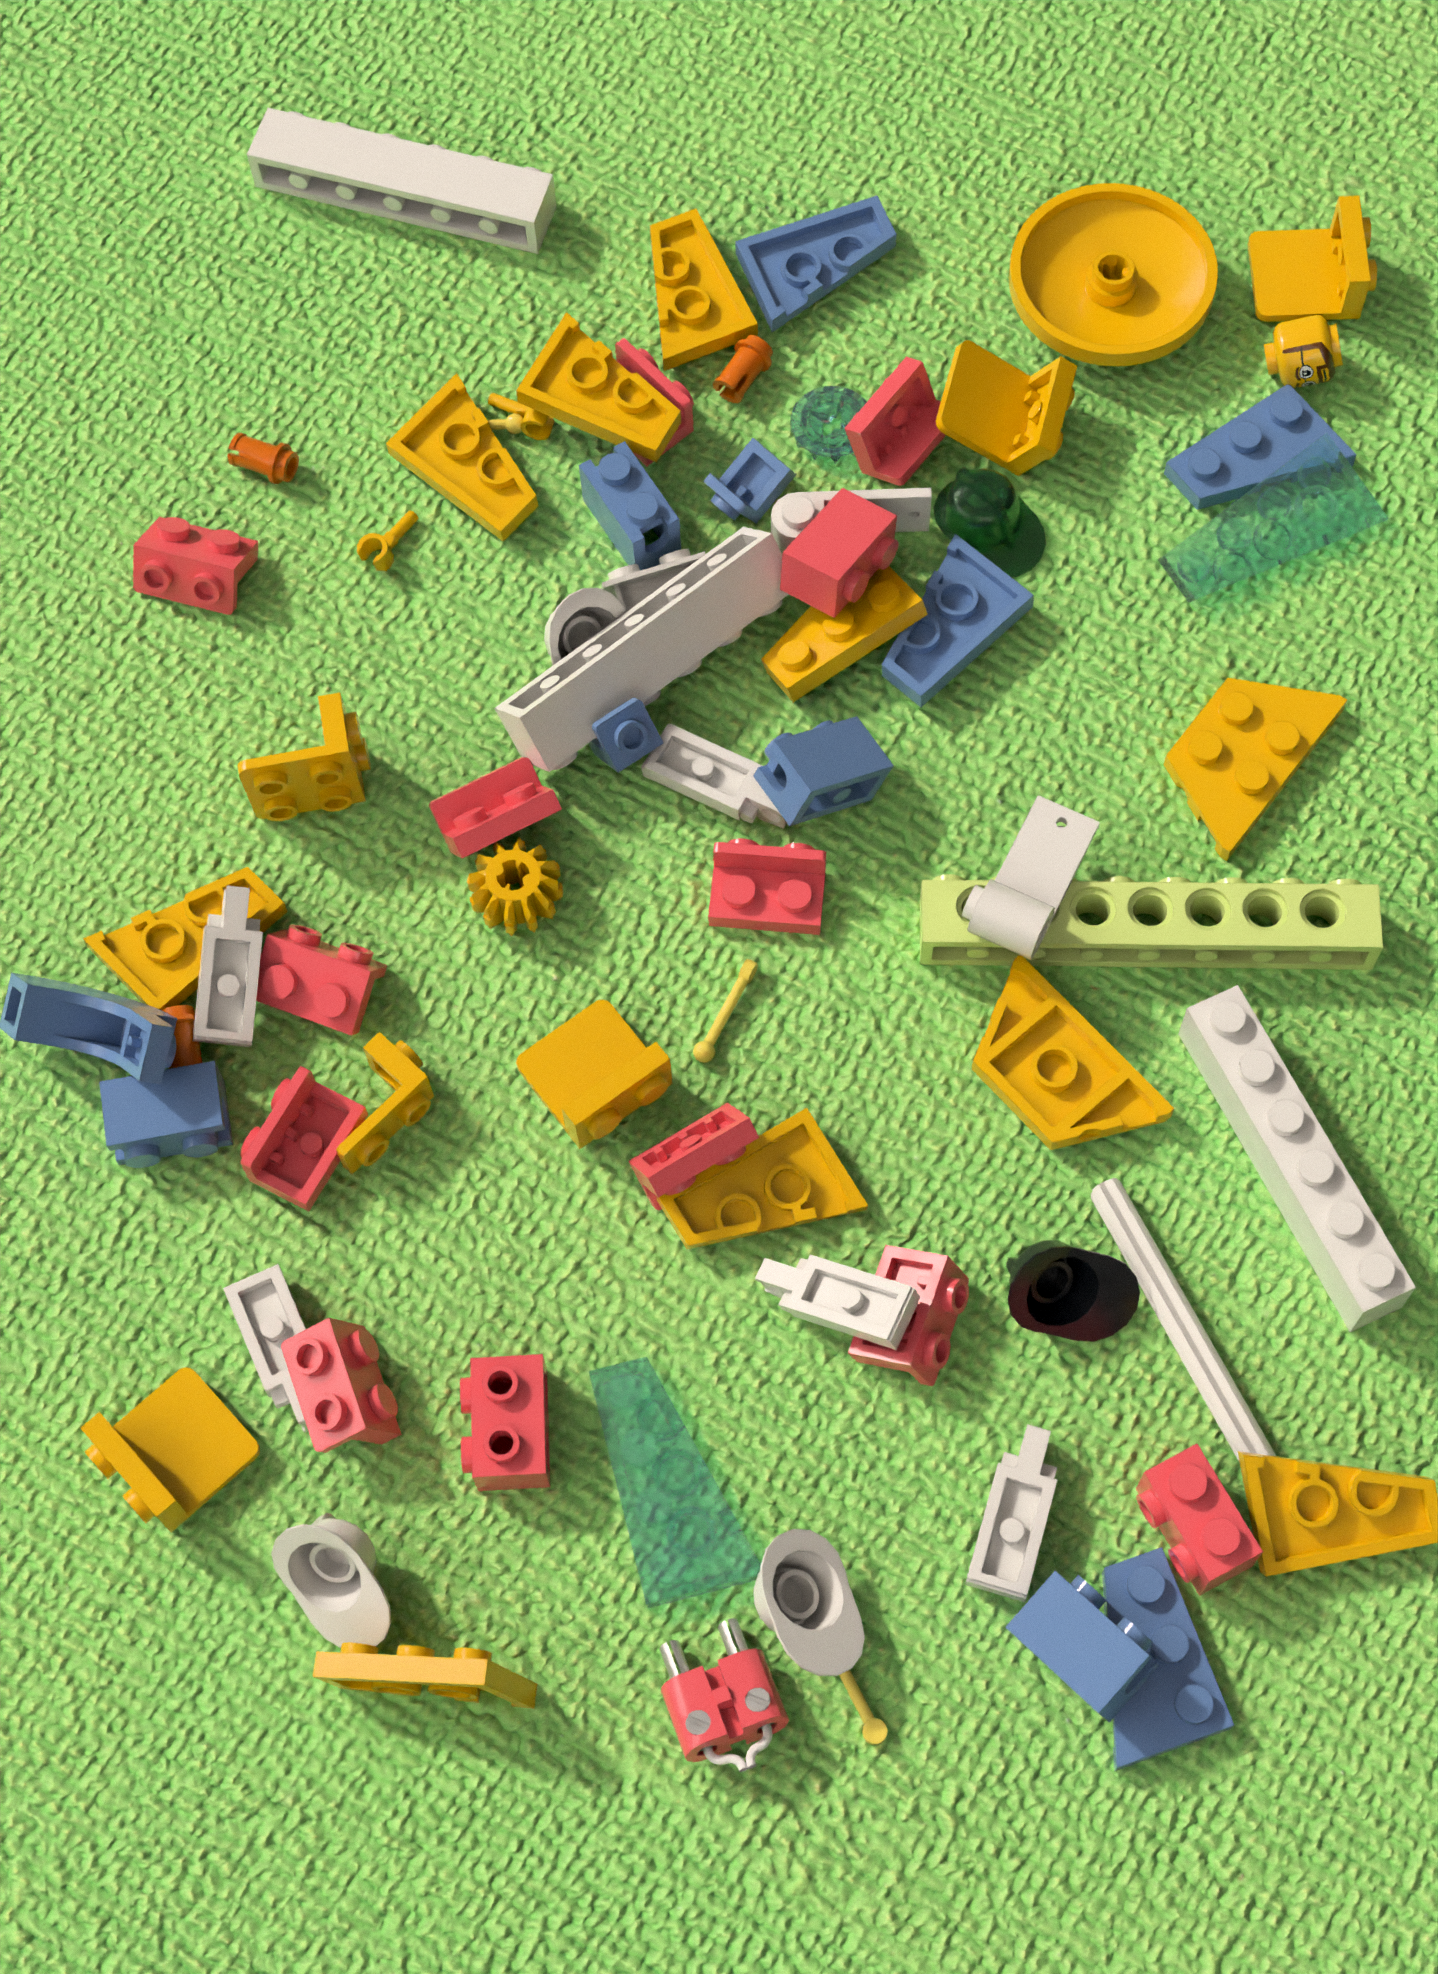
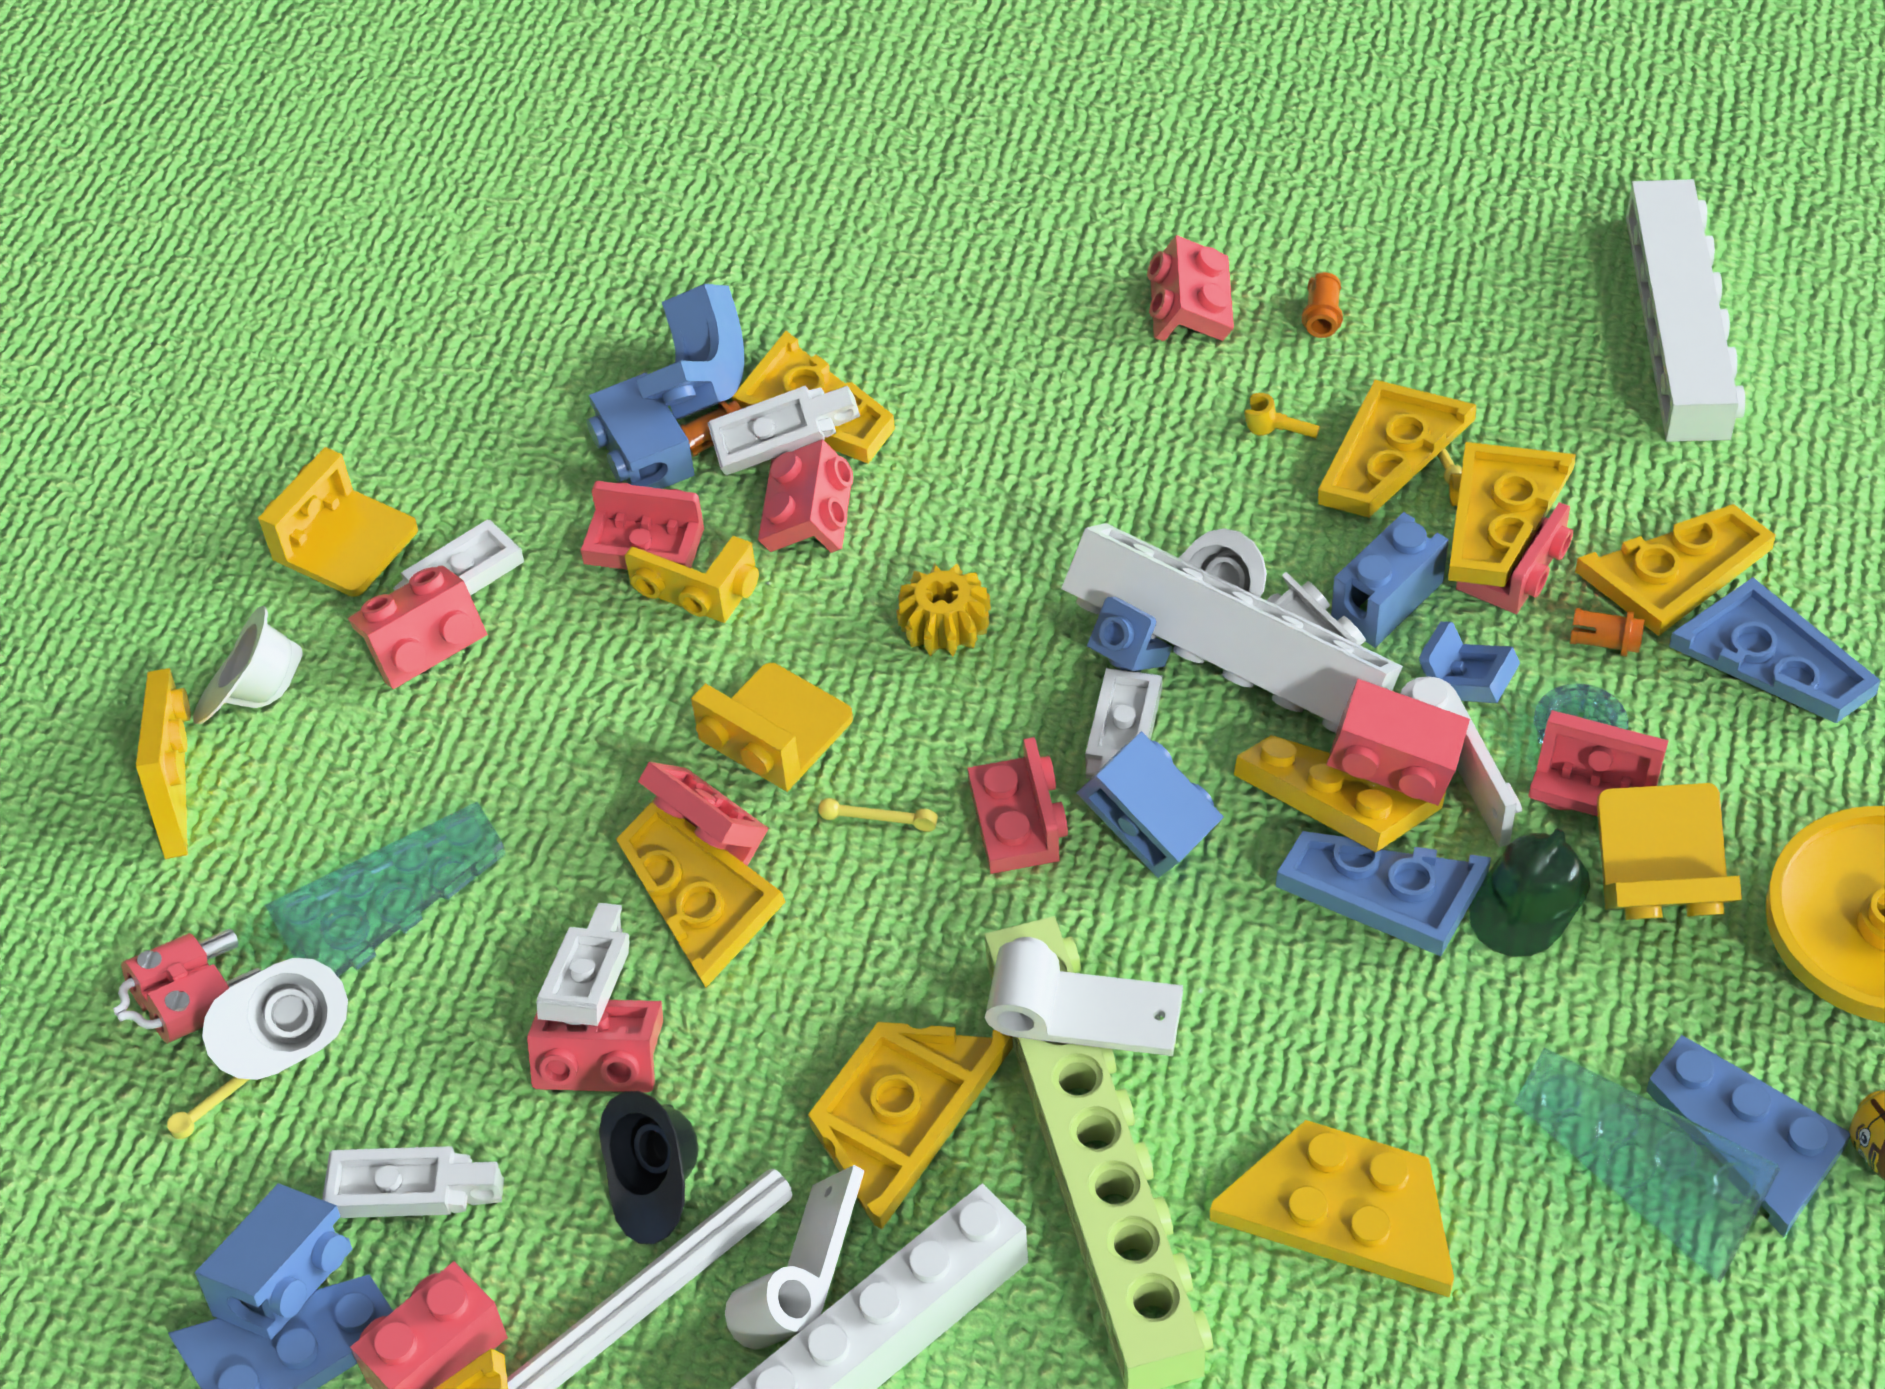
camera: 75 degrees right, 15 degrees down
(311, 777) = (1010, 433): yellow bracket -> none
(493, 807) = (1015, 567): coral bracket -> none
(507, 1422) = (412, 754): coral brick -> none
(1230, 1190) = (795, 1294): none -> white door

